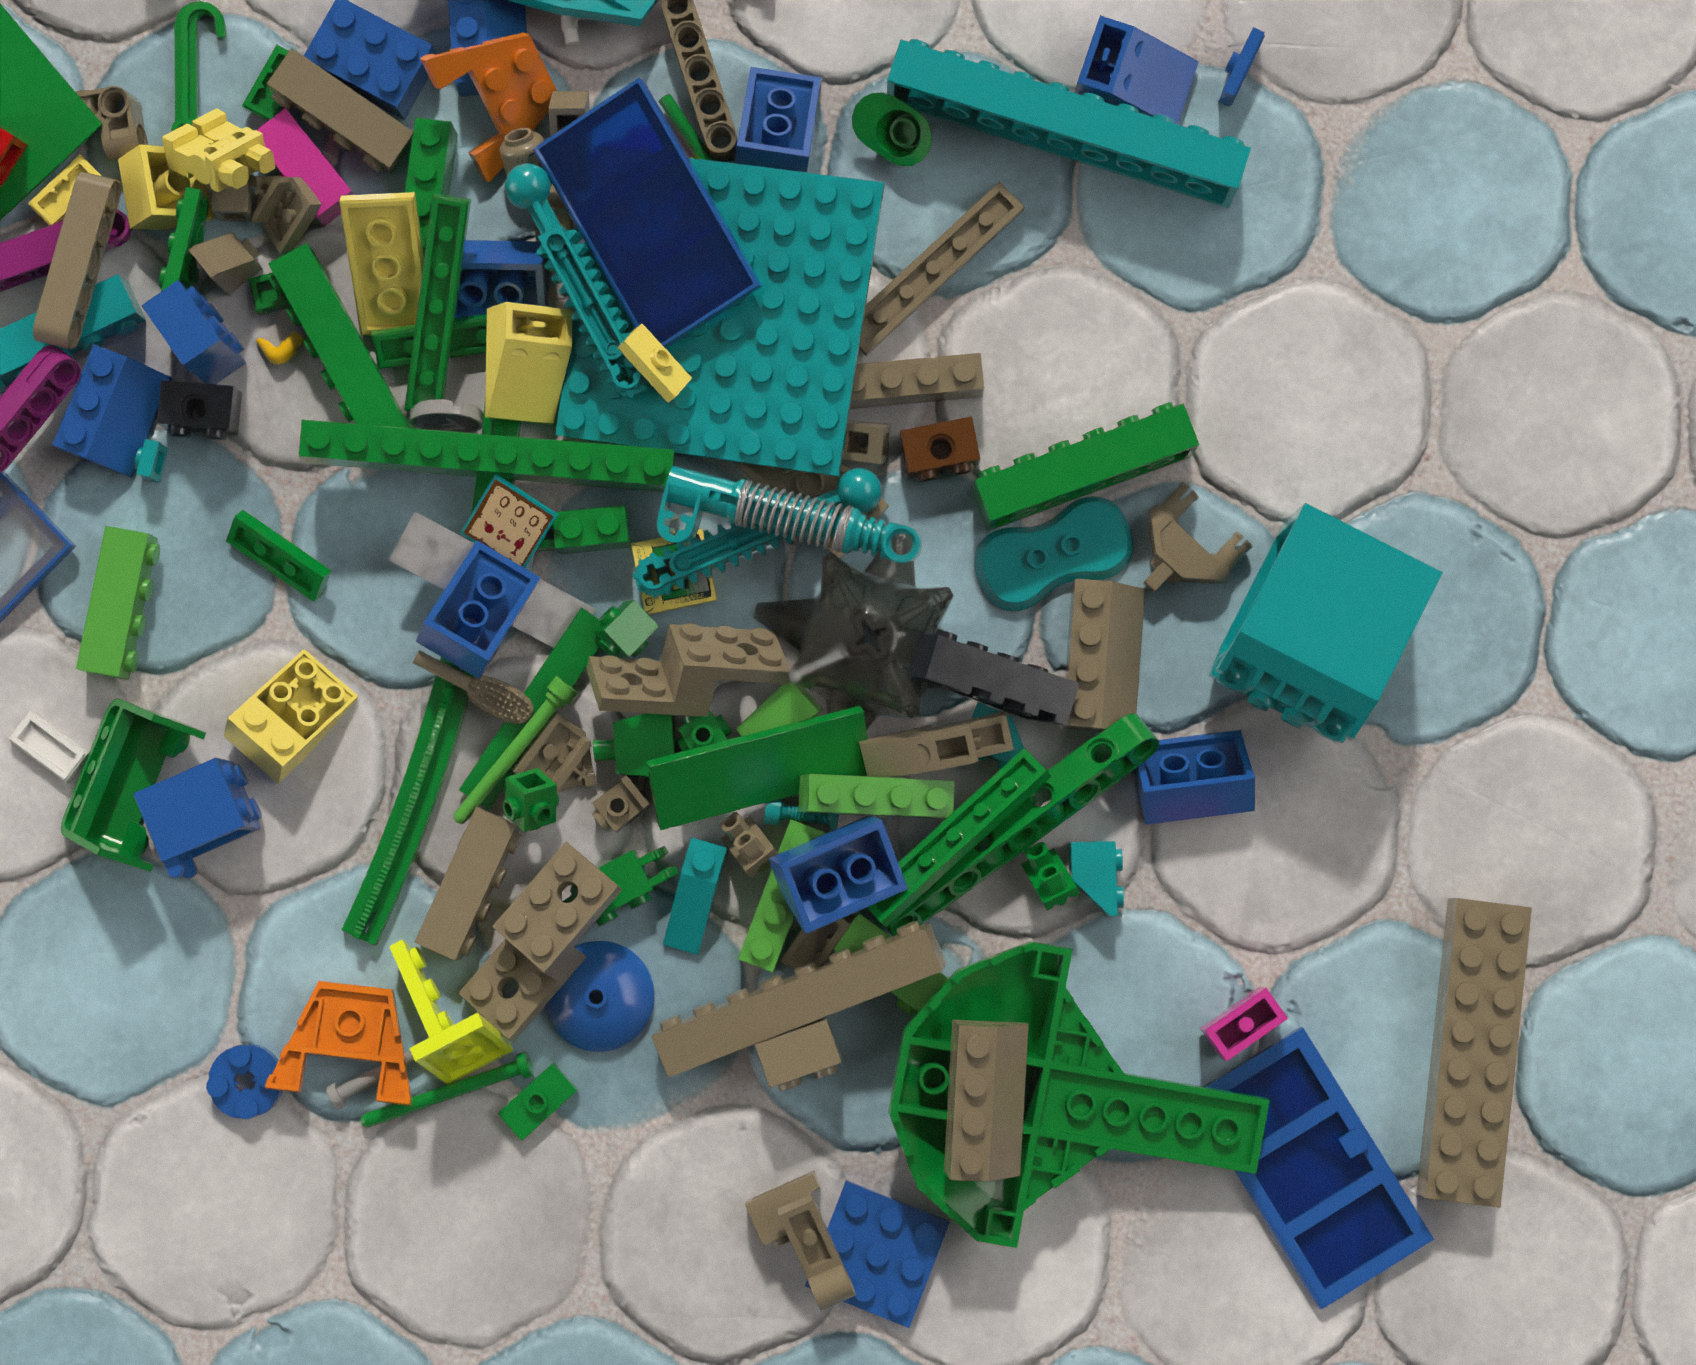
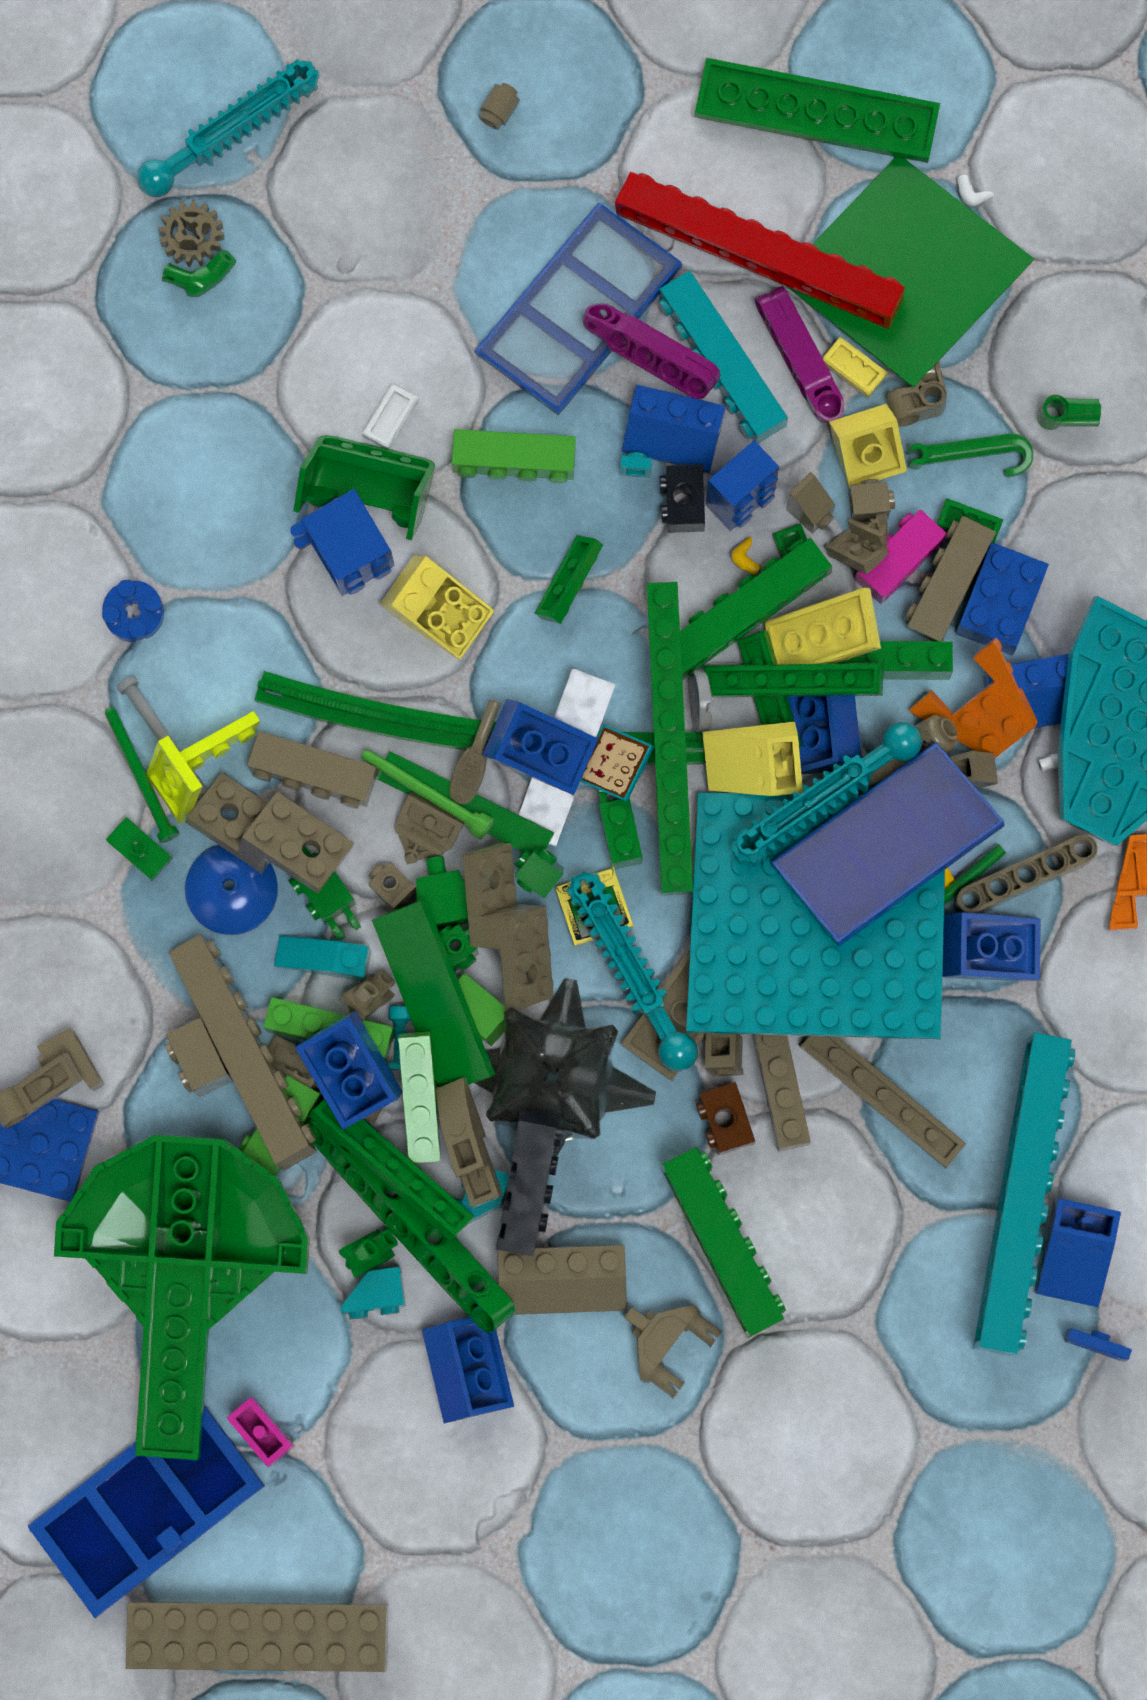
camera: 80 degrees right, 5 degrees down
(77, 260) = (793, 383): dark tan beam -> none
(190, 231) = (826, 470): green wing -> none
(217, 151) = (900, 483): light yellow hips -> none
(347, 1024) = (186, 688): orange wing -> none
(530, 800) = (386, 810): green brick -> none
(654, 362) = (762, 865): light yellow plate -> none
(775, 510) = (650, 957): teal piece -> none
(892, 129) = (998, 1045): green piece -> none
(985, 1100) = (172, 1214): dark tan slope -> none
(1027, 563) = (659, 1249): teal plate -> none
(1324, 624) = (602, 1457): teal container -> none

